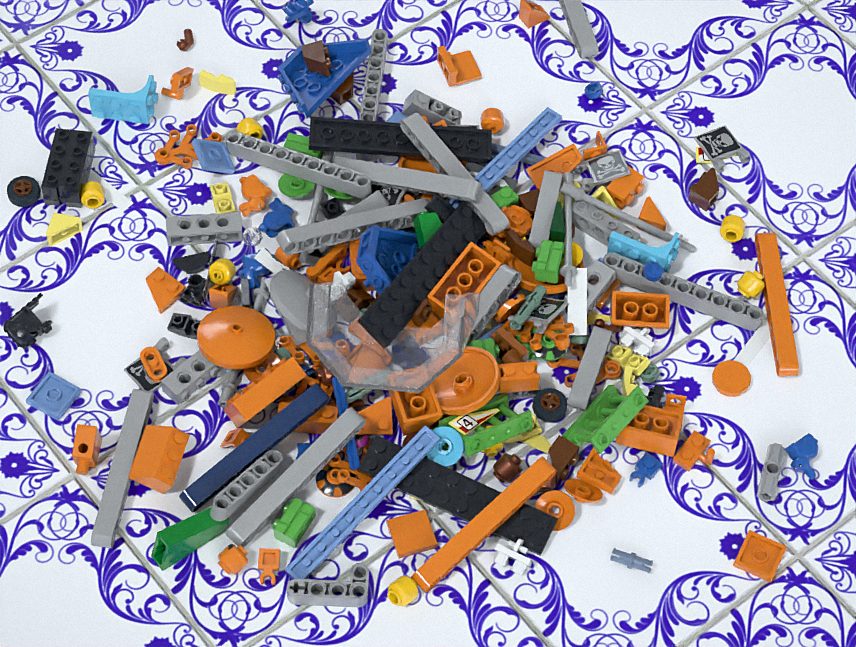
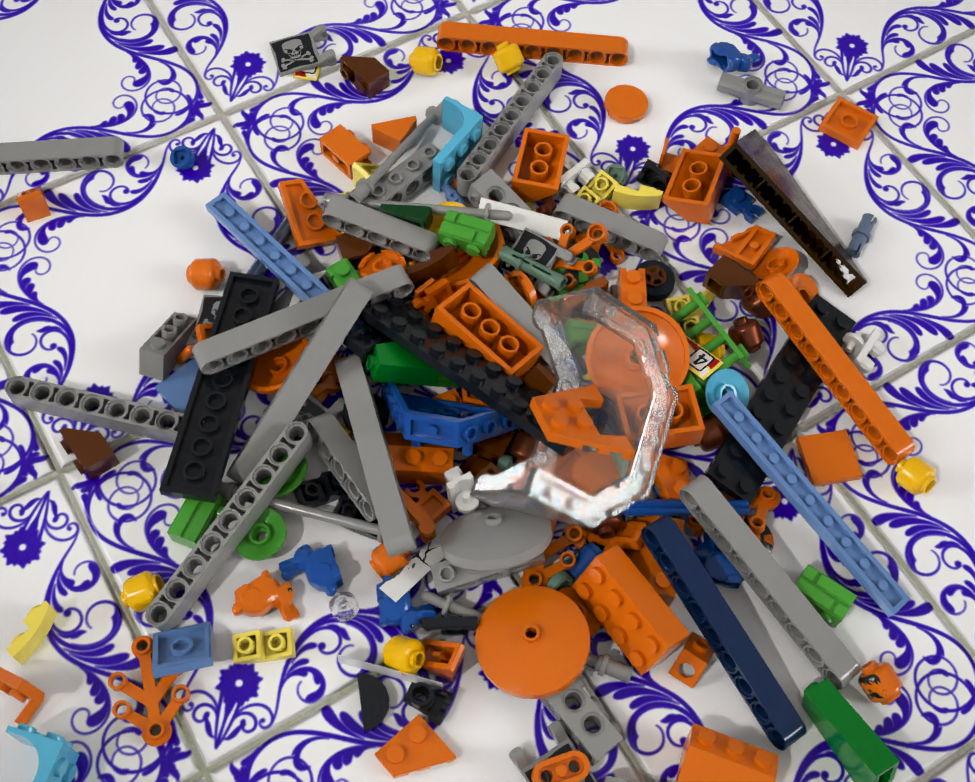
camera: 85 degrees left, 5 degrees up
(184, 325) = (488, 716): black slope -> none
(203, 229) = (319, 722): light grey brick -> none
(246, 485) = (792, 654): light grey beam -> none
(268, 562) = (881, 637): orange plate -> none
(311, 88) = (70, 469): blue piece -> none
(317, 57) = (45, 469): reddish brown slope -> none
(328, 587) = (916, 563): light grey beam -> none
(386, 319) = (567, 422): none -> orange wing
(457, 67) = (98, 302): orange bracket -> none
(595, 151) = (282, 165): orange bracket -> none
(598, 411) = (685, 244): bright green fence -> none
(603, 169) = (318, 161): light grey flag -> none
(653, 271) = (492, 134): blue tile -> none
(657, 478) = (775, 188): none -> dark brown slope
(754, 345) = (584, 81): white sticker -> none

